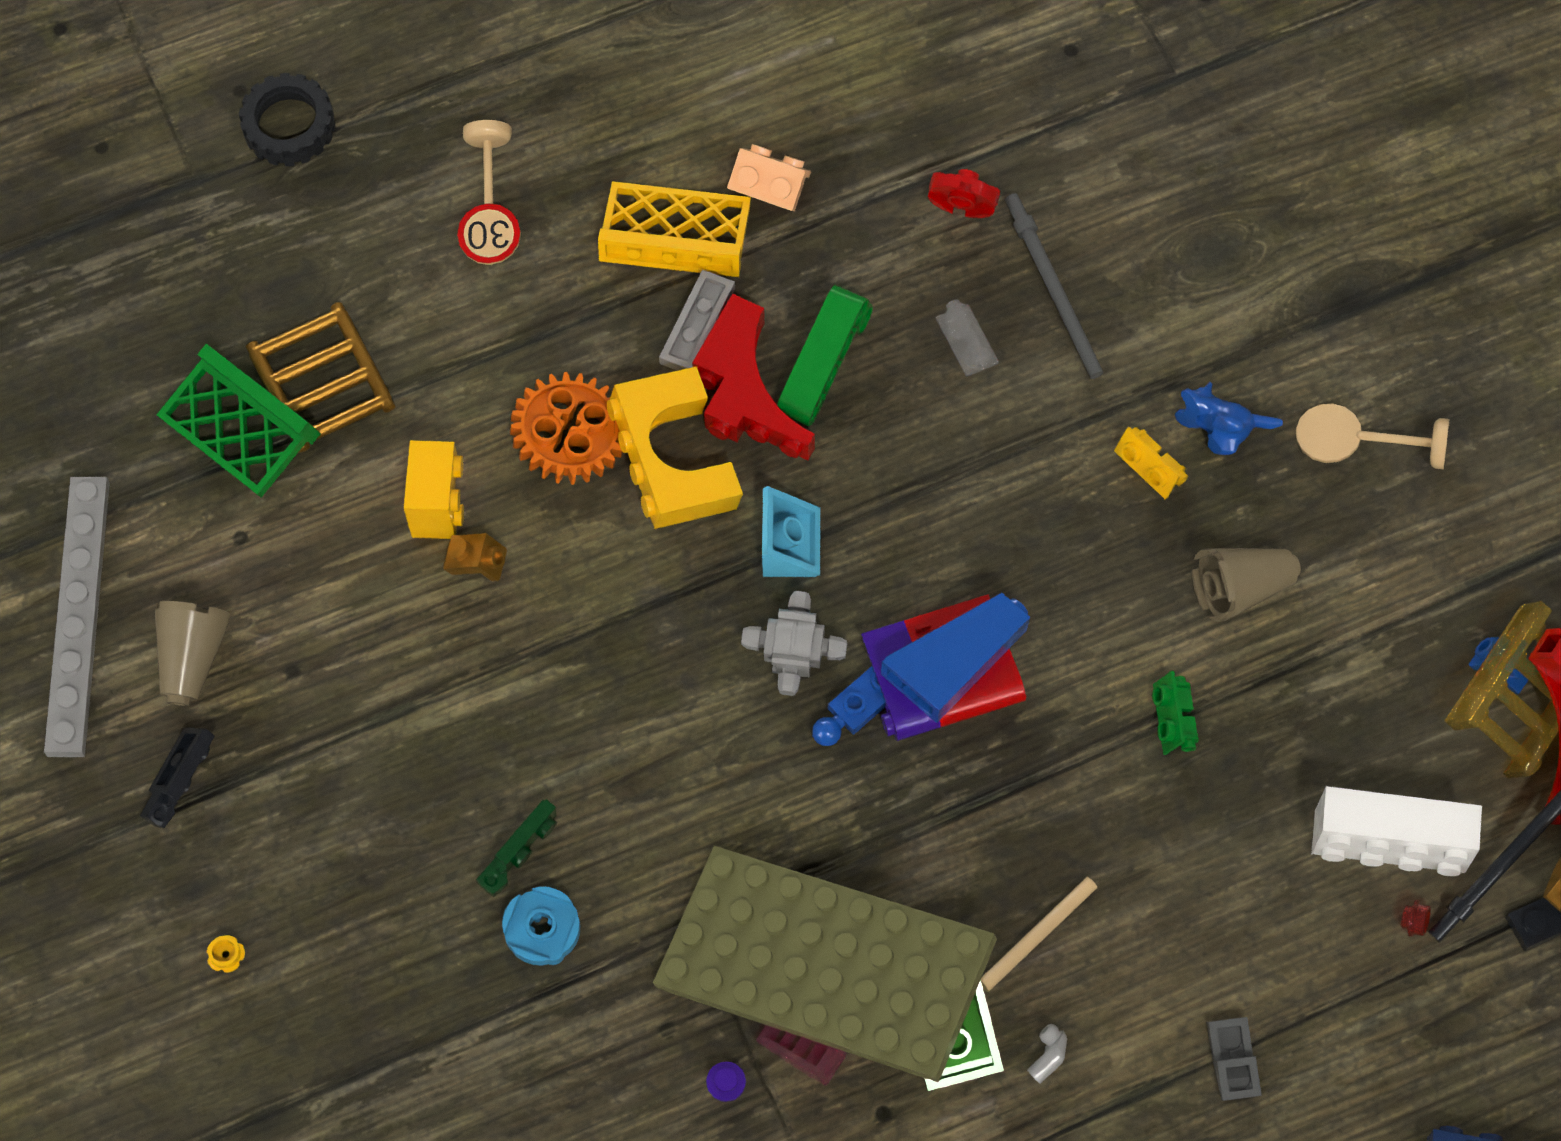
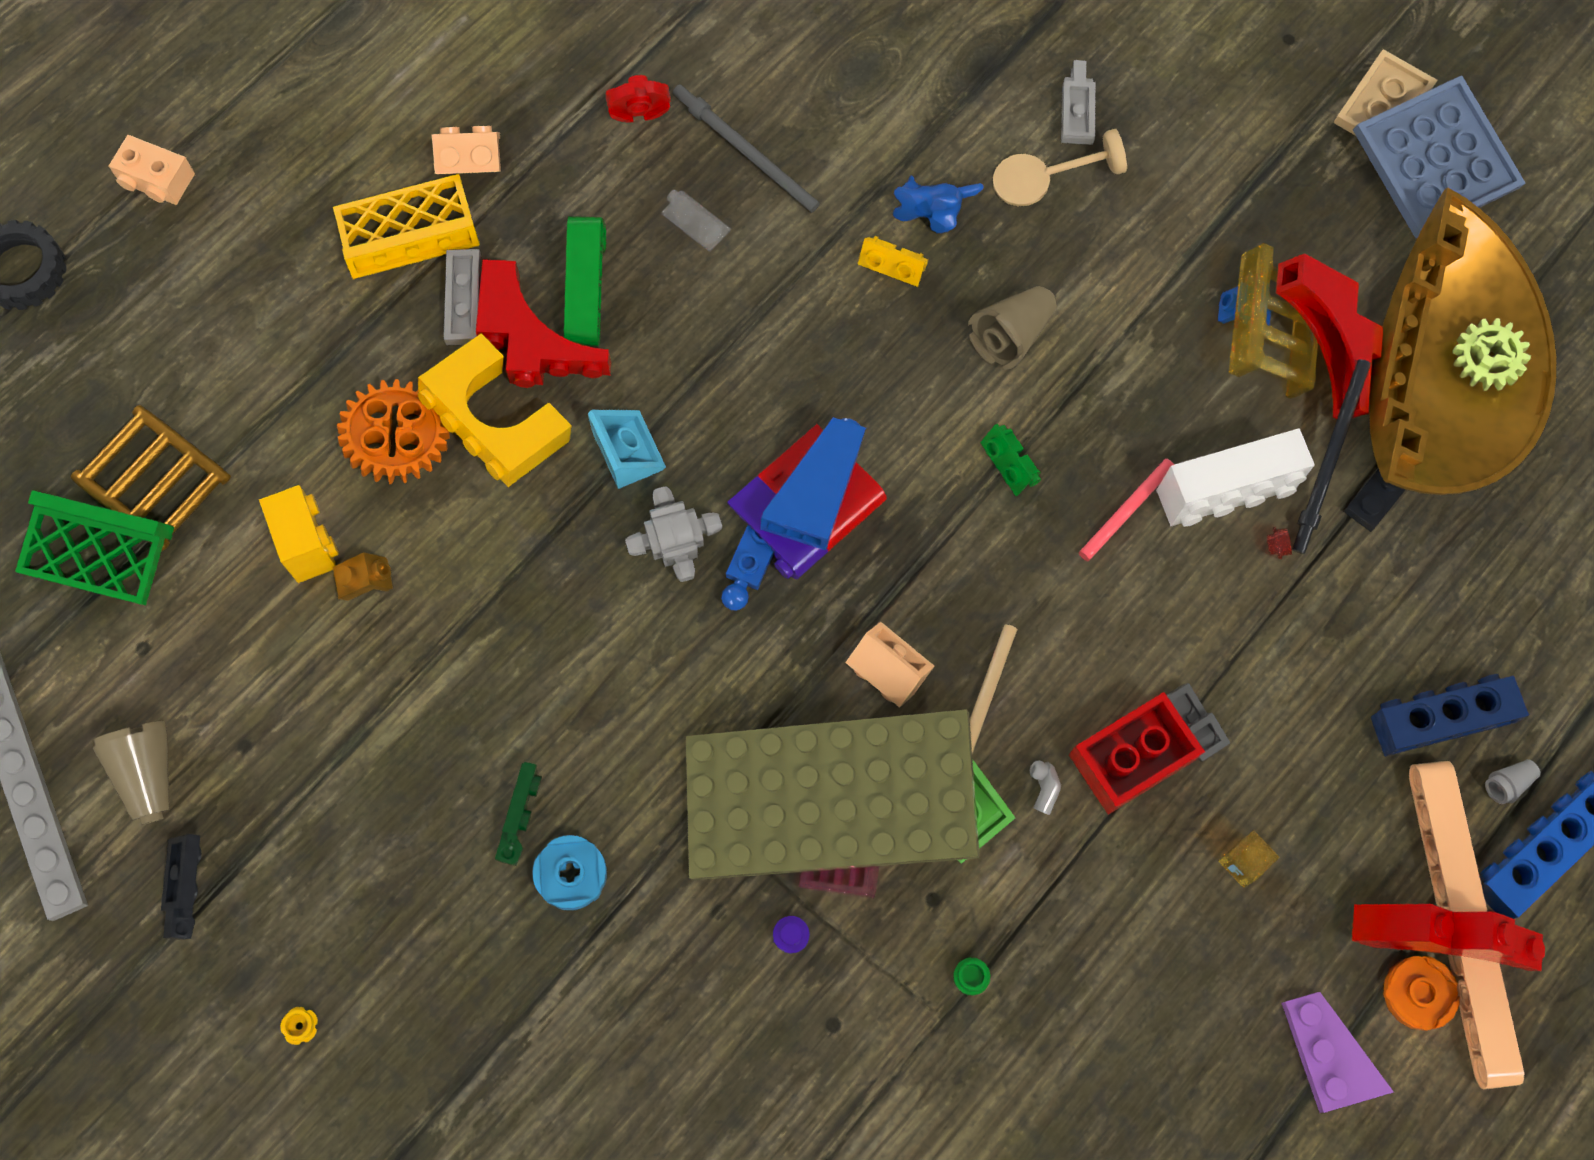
camera: 30 degrees left, 5 degrees up
(454, 76) = (151, 170): none -> light nougat brick
(488, 230) = (244, 290): tan piece -> none
(947, 863) = (889, 664): none -> light nougat brick
(1155, 1060) = (1136, 753): none -> red brick
(1263, 820) = (1125, 511): none -> coral bar
(1426, 380) = (1078, 106): none -> light grey hinge

